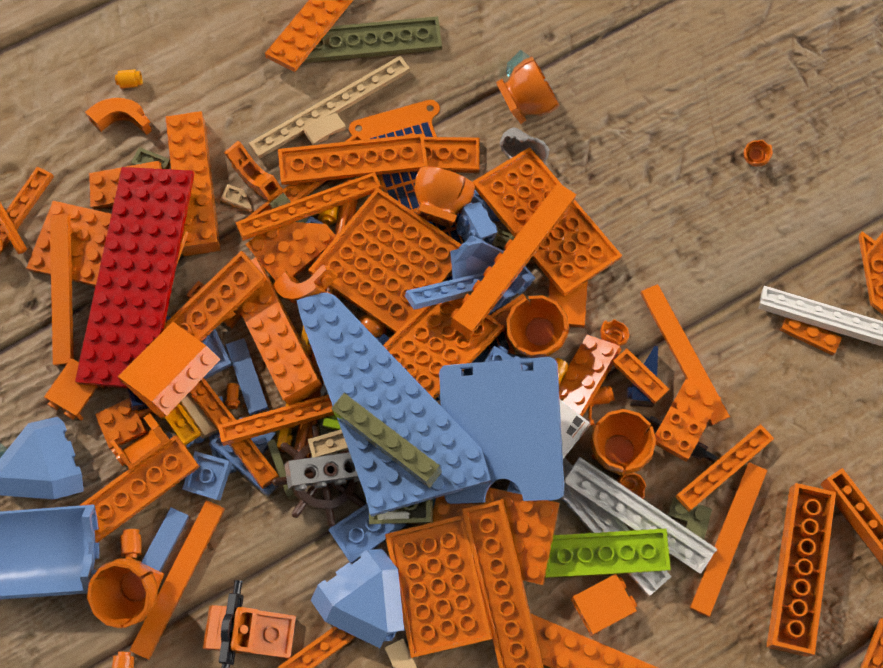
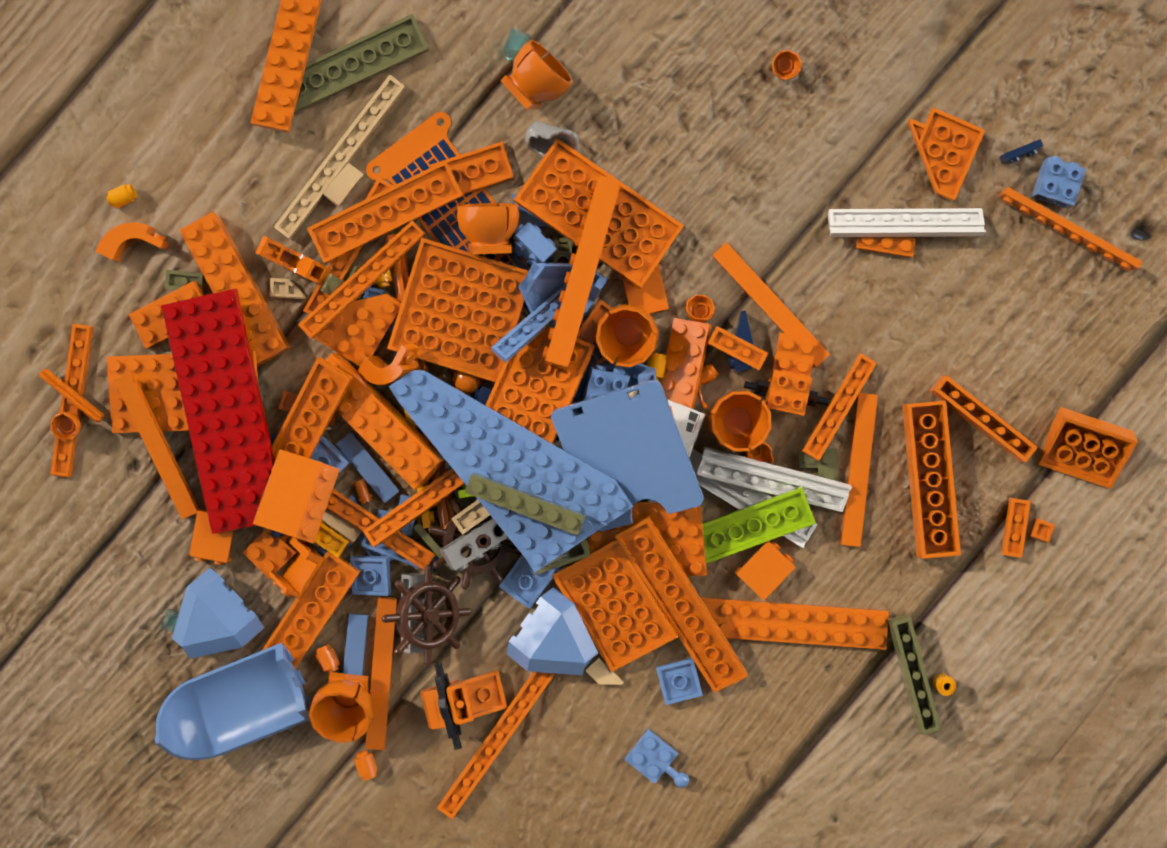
camera: 20 degrees left, 20 degrees up
(241, 528) = (418, 614): none -> reddish brown brick

